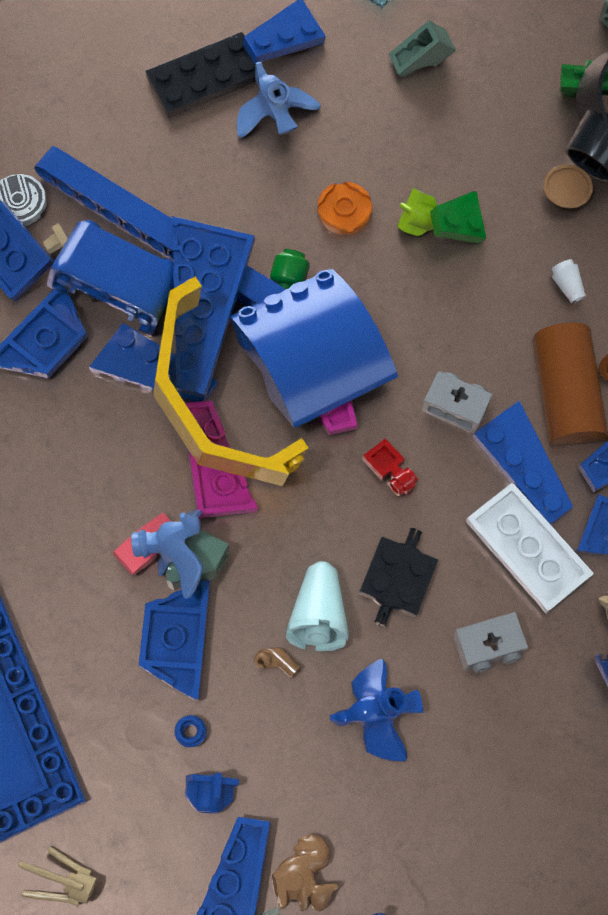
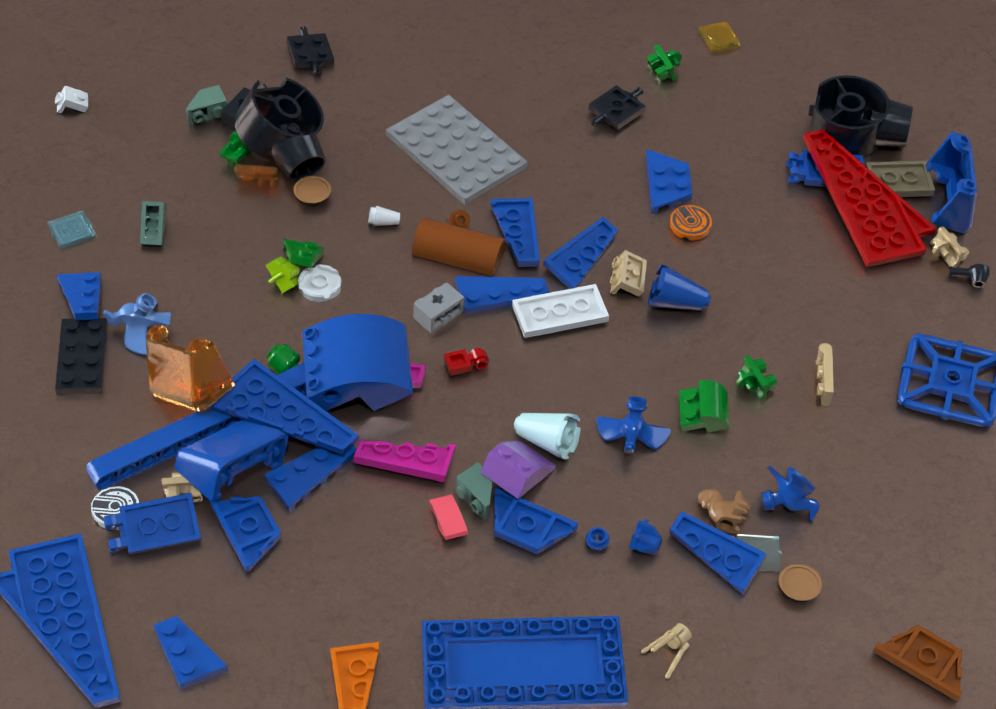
camera: 70 degrees left, 20 degrees down
(171, 545) = (465, 488): medium blue animal -> none
(207, 454) = (363, 444): yellow panel -> none
(209, 158) = (188, 375): none -> clear orange windscreen
(246, 594) = (516, 467): none -> medium lavender slope
(276, 658) = (569, 472): medium nougat arm -> none
(344, 208) = (249, 315): orange tile -> none
(398, 577) = (545, 387): black plate -> none
(431, 259) = (319, 283): none -> white tile
(457, 792) = (704, 407): none -> green brick
(503, 630) = (614, 354): light grey brick -> none
(553, 108) = (247, 172): none -> clear orange plate
(555, 833) = (753, 379): none -> green hips

